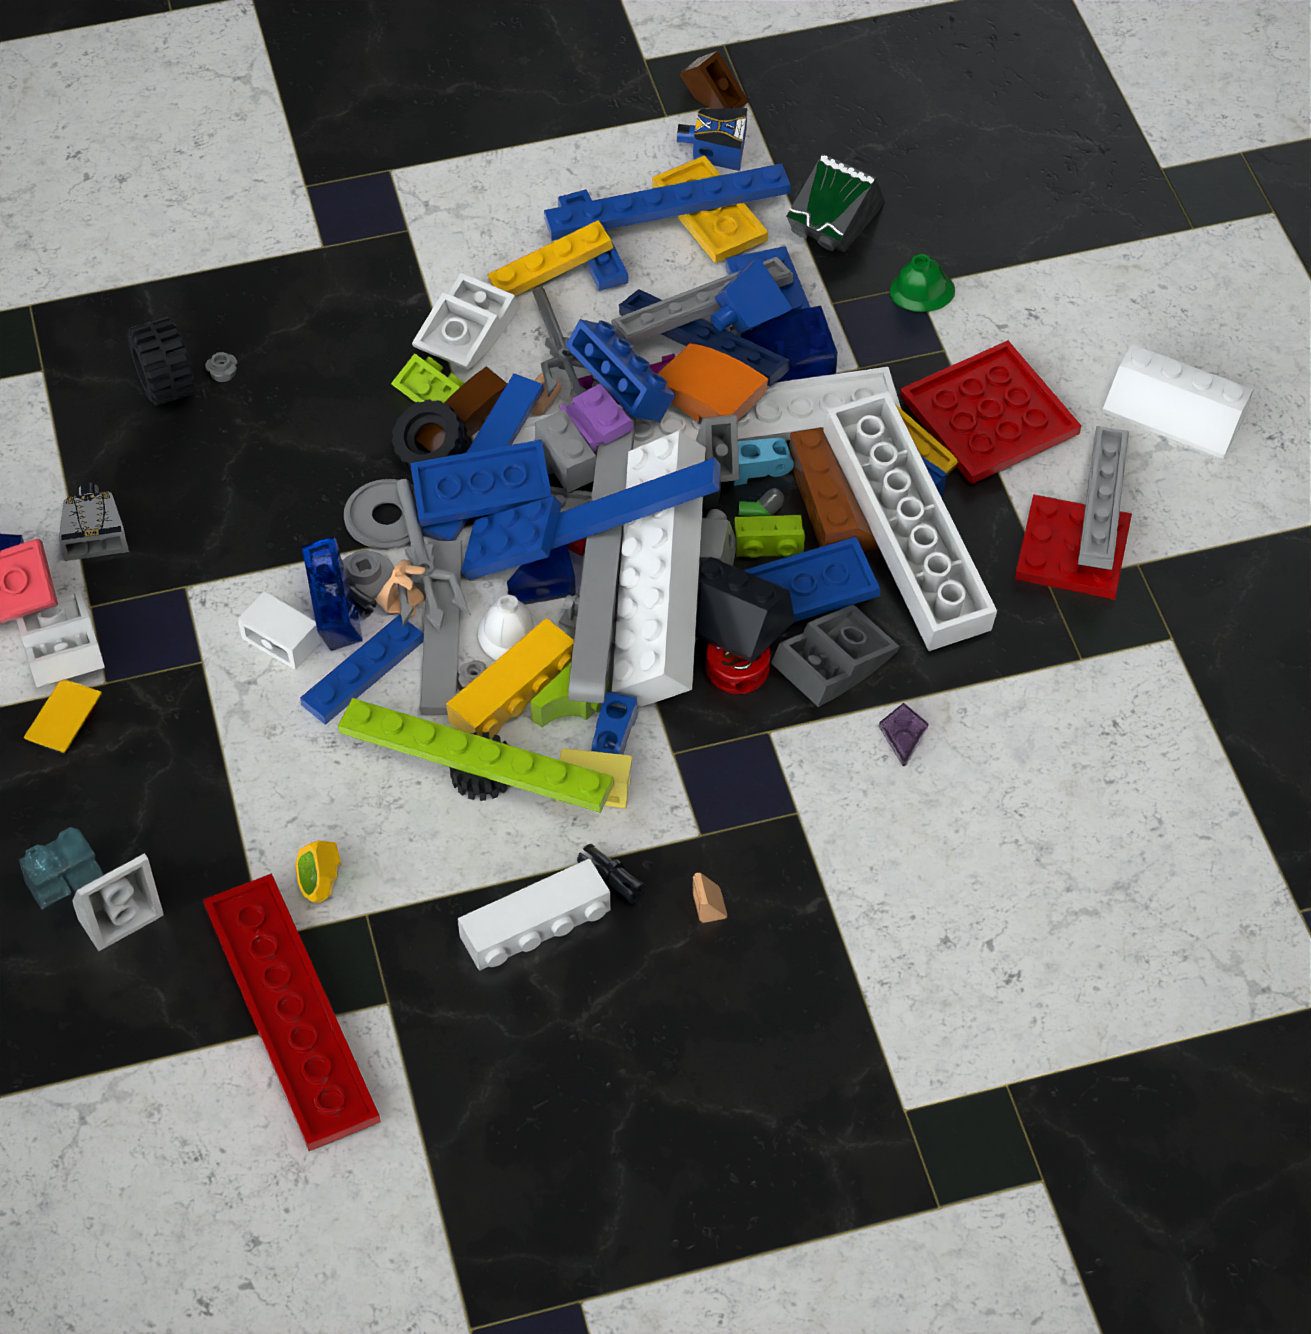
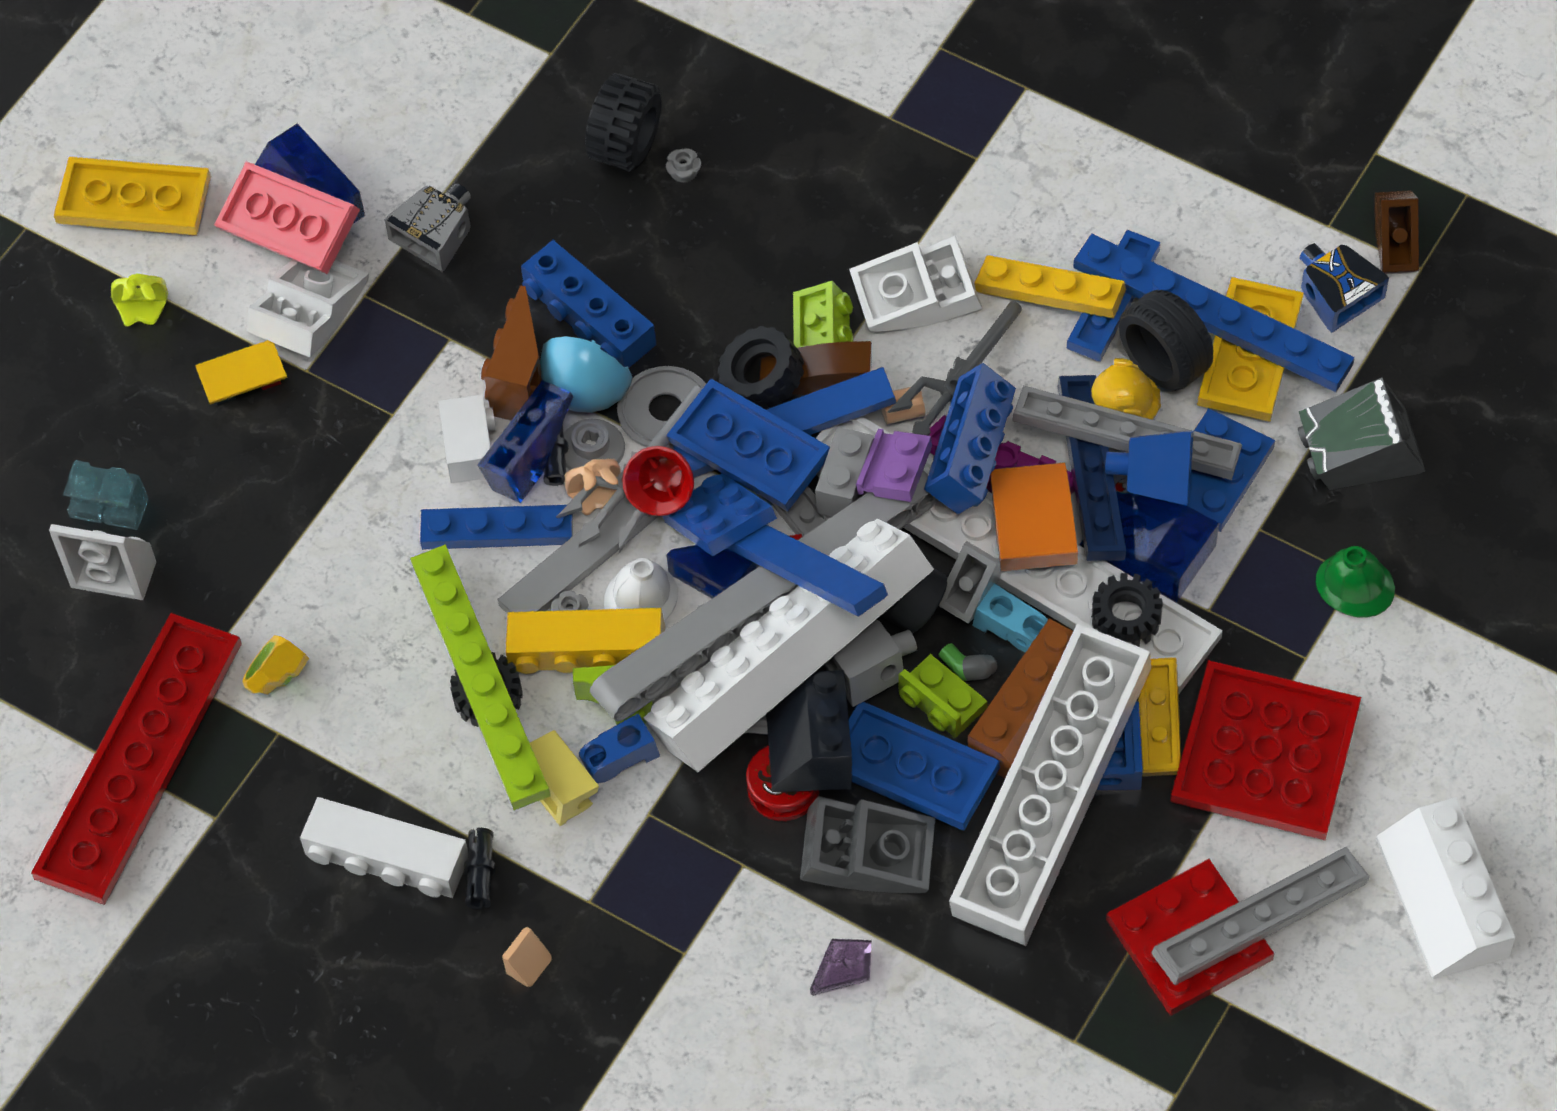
camera: 50 degrees right, 5 degrees up
(263, 490) = (587, 304): none -> blue brick
(265, 551) = (515, 363): none -> dark orange slope
(314, 519) = (585, 371): none -> medium azure cylinder
(455, 543) = (658, 481): none -> red hat
(666, 209) = (1166, 339): none -> black tyre
(669, 279) = (1126, 390): none -> yellow helmet
(821, 381) = (1133, 592): none -> black tyre

